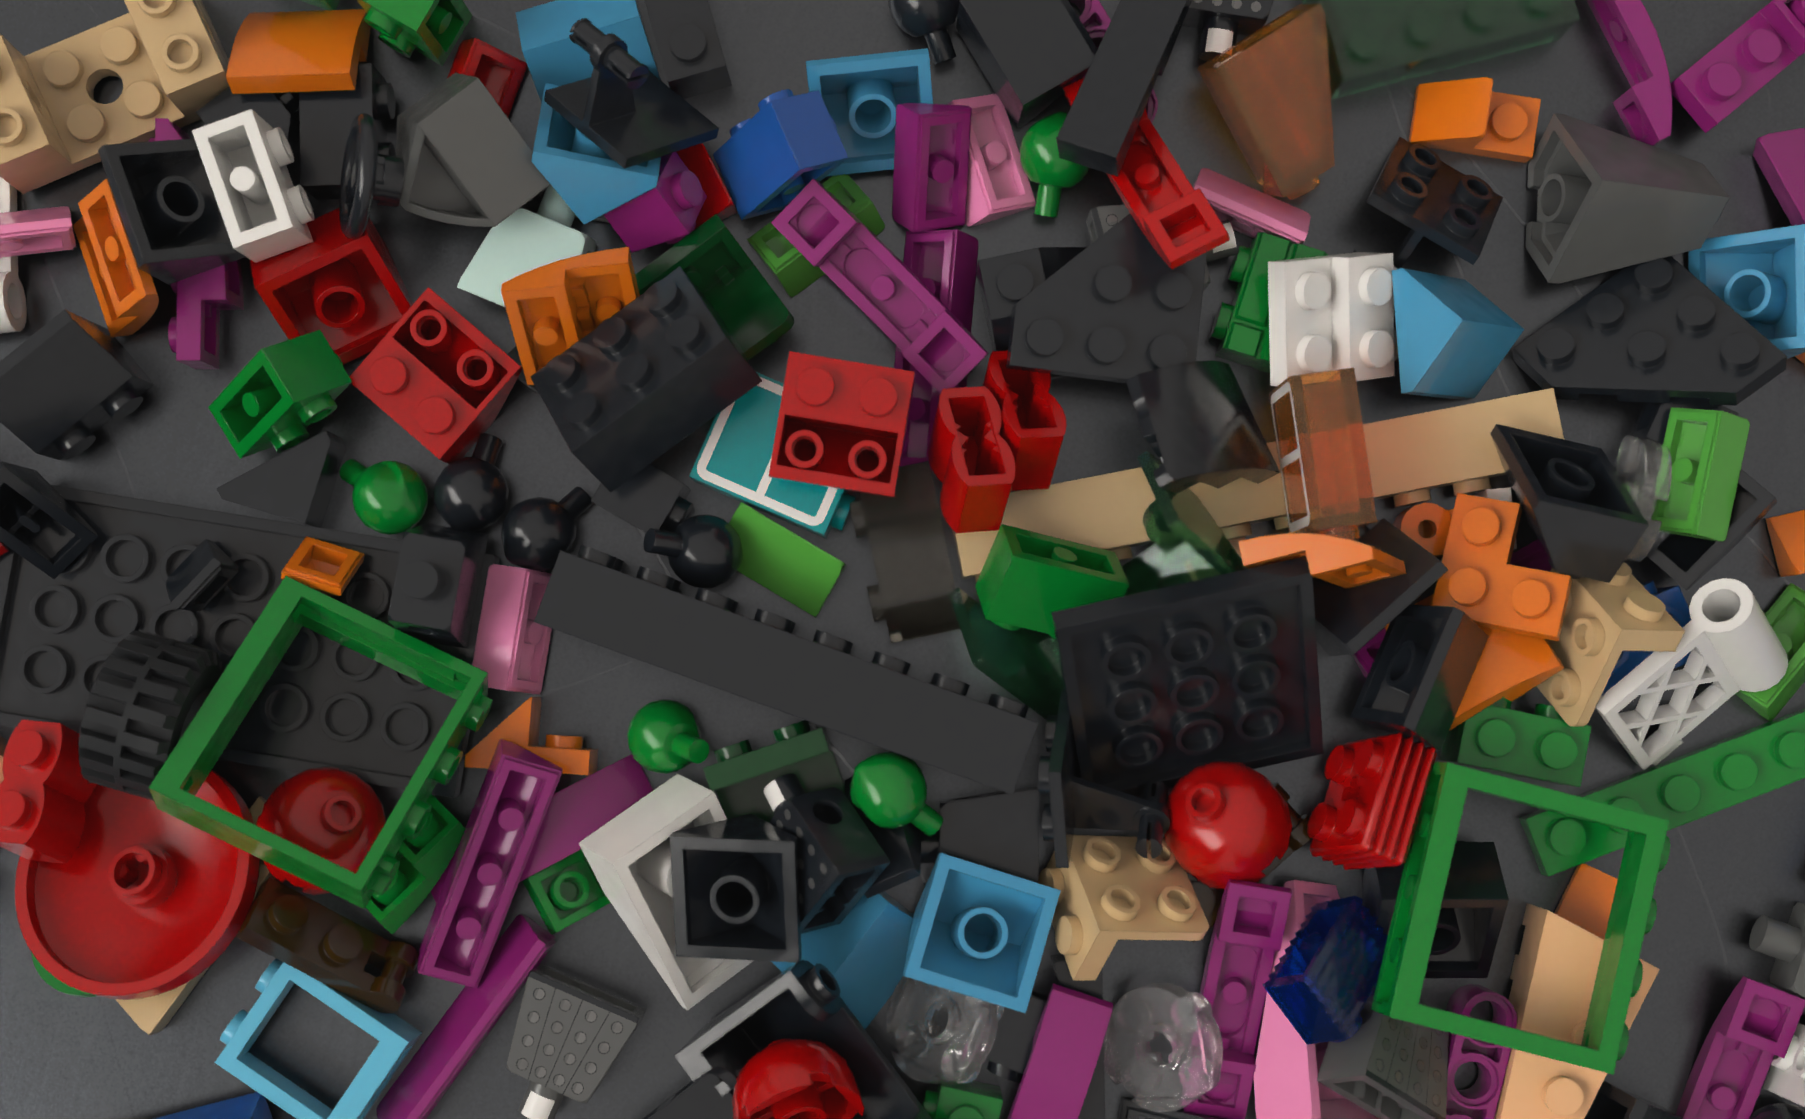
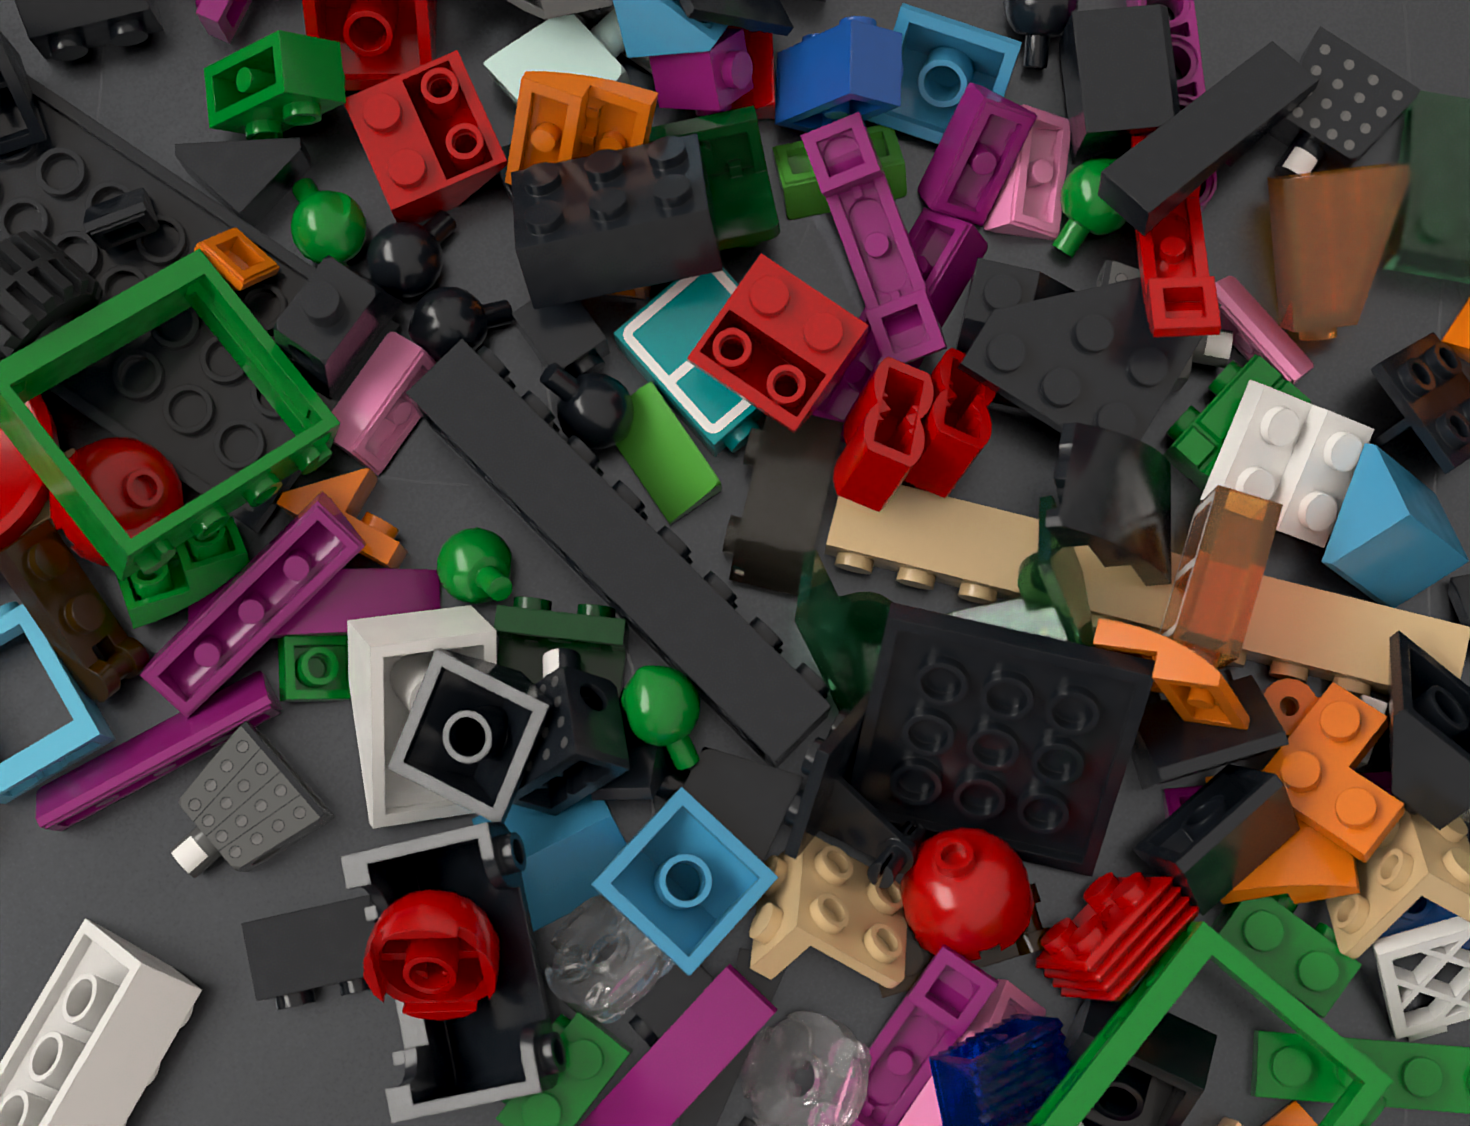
camera: 25 degrees right, 5 degrees down
(1041, 574) = (896, 565): green brick -> none

